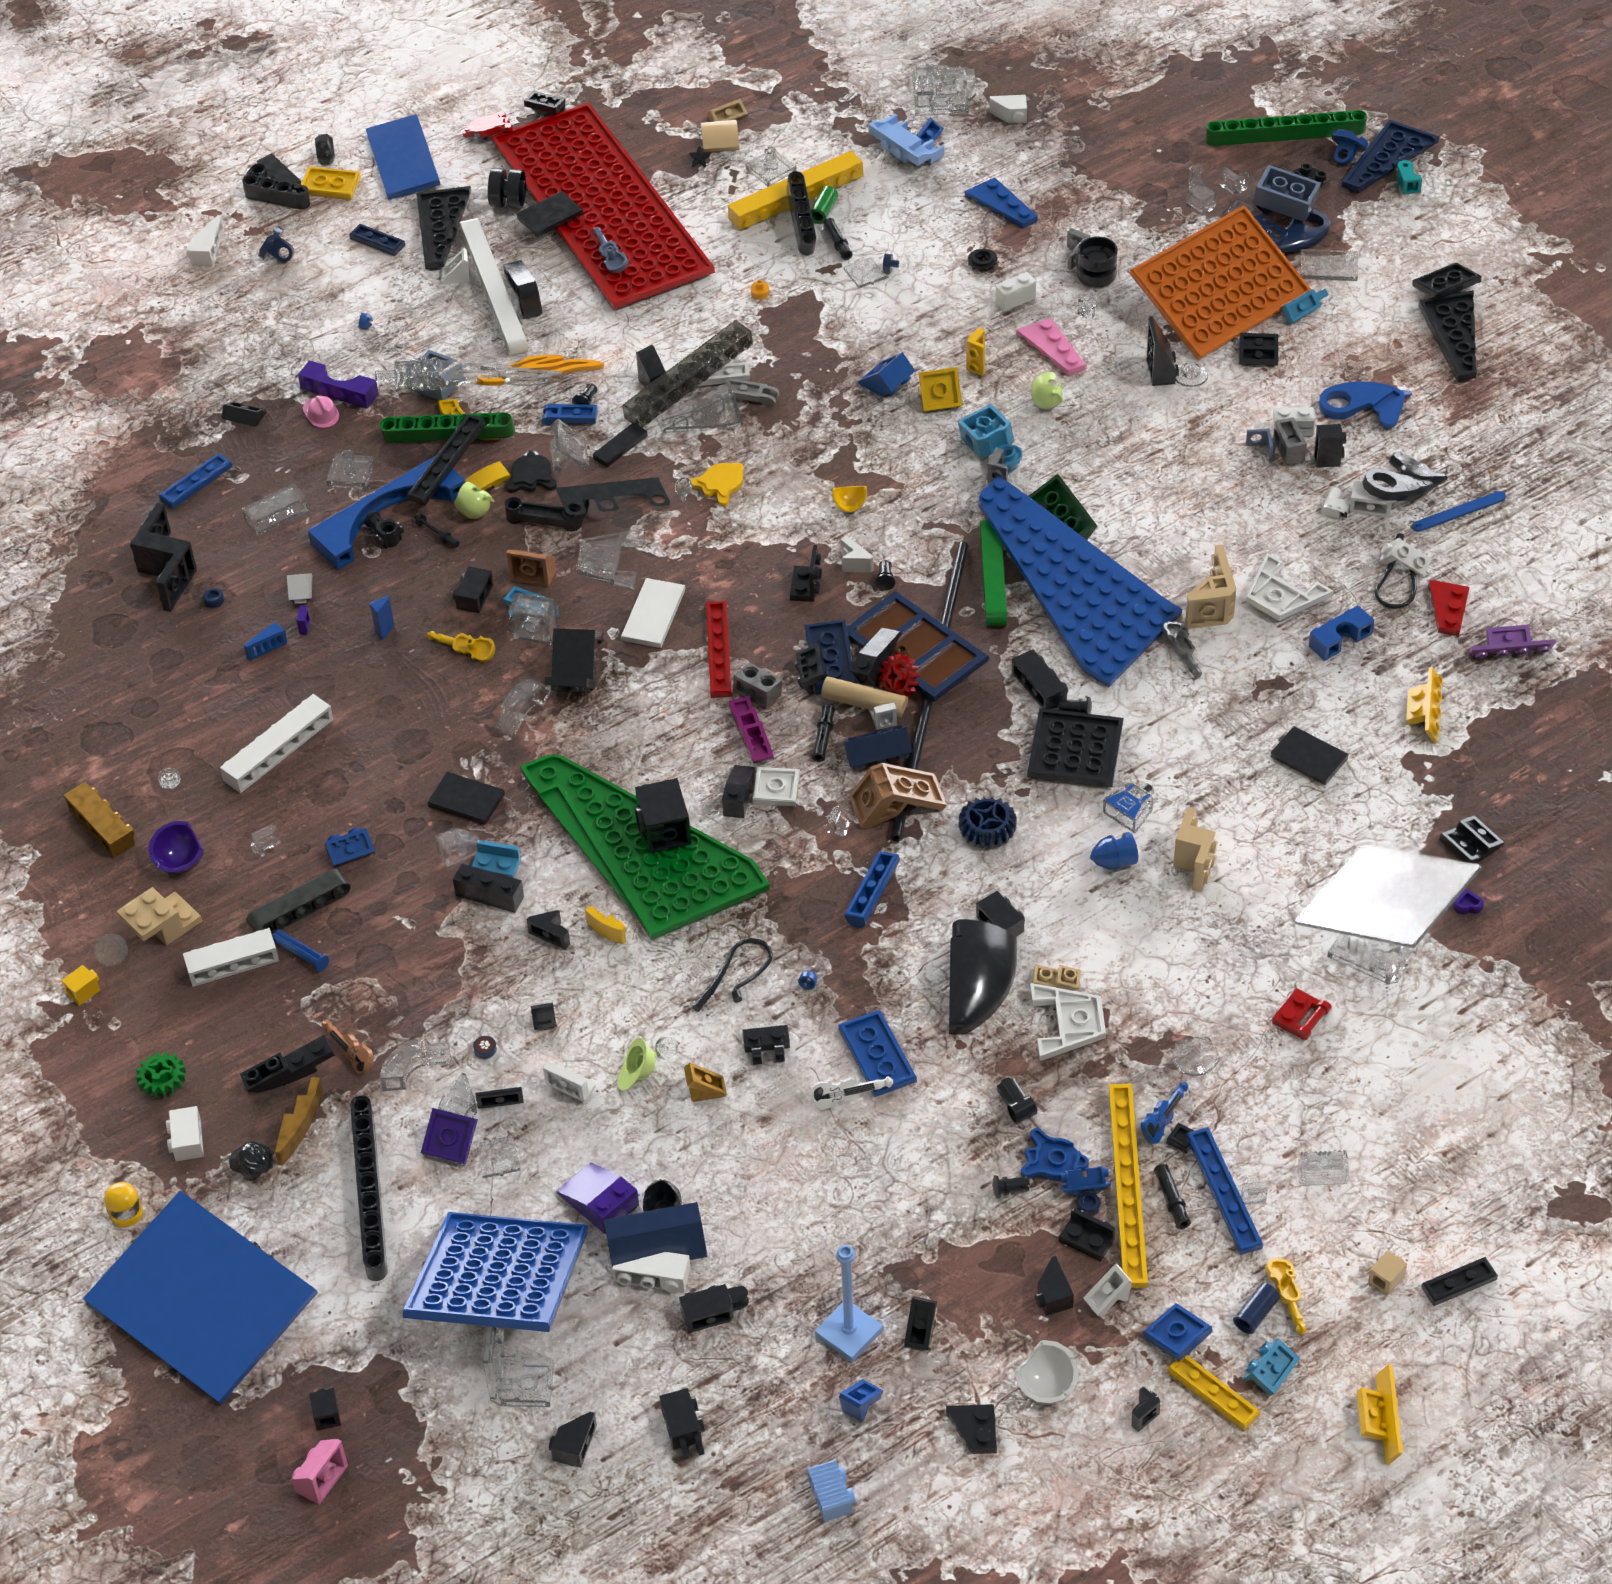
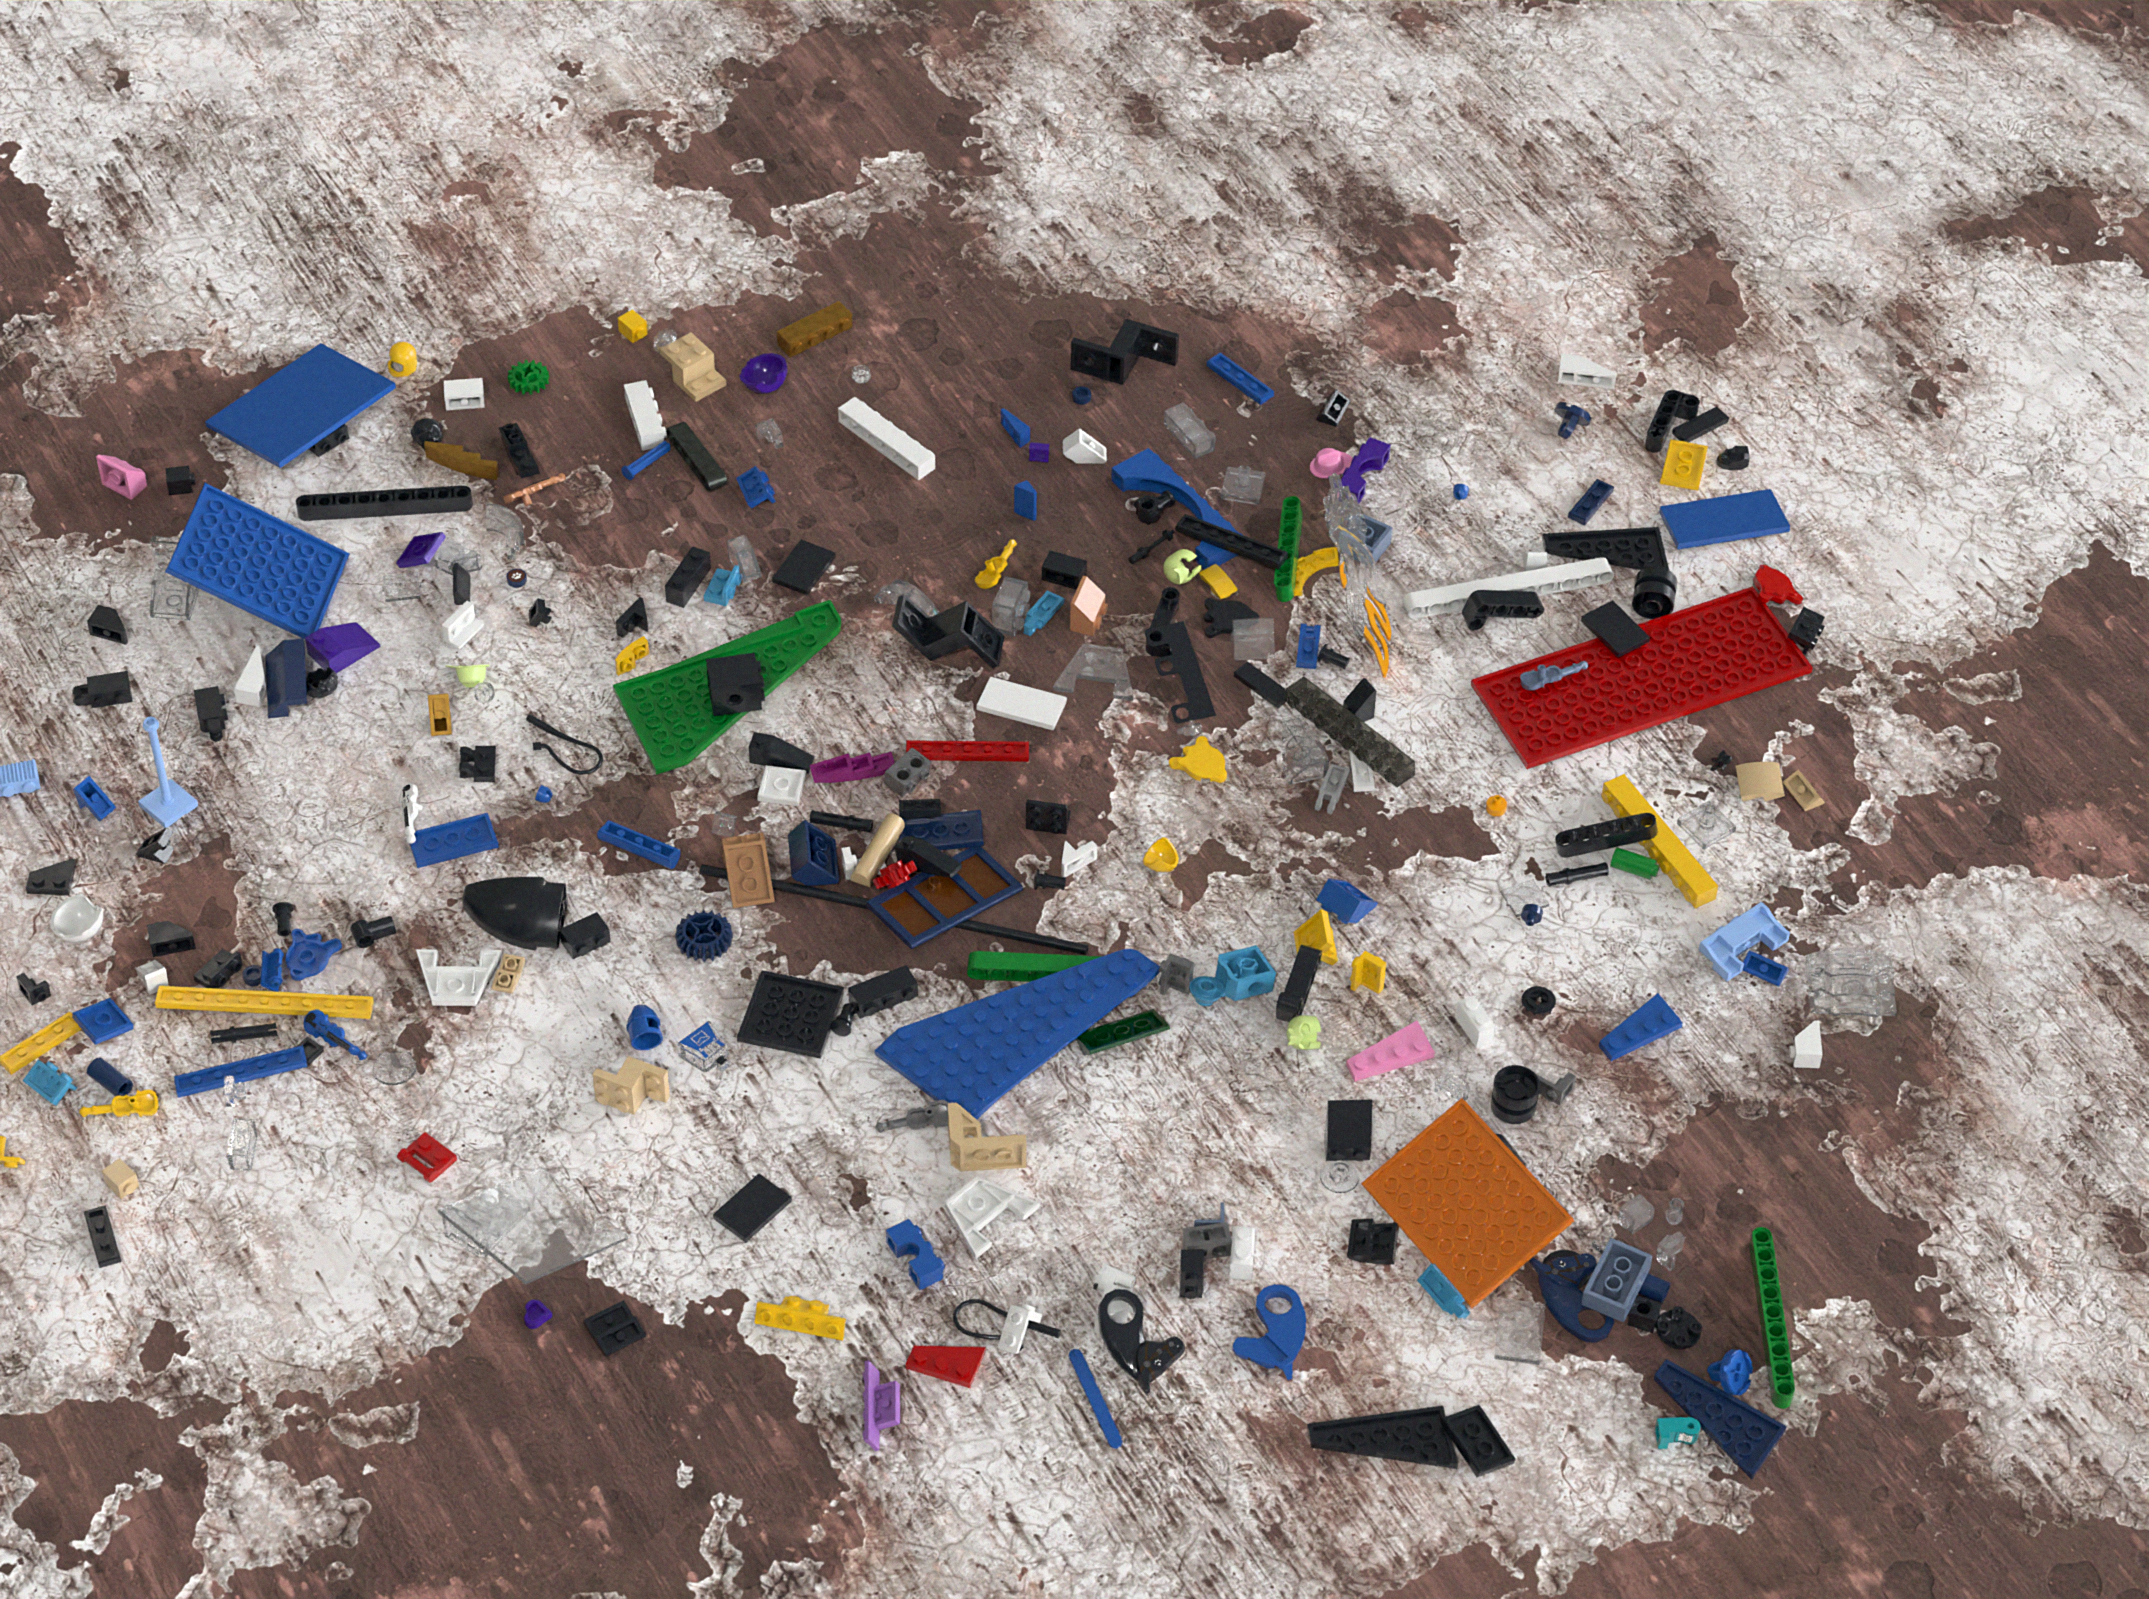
camera: 90 degrees right, 0 degrees up
(1007, 401) = (1293, 999): none -> black beam

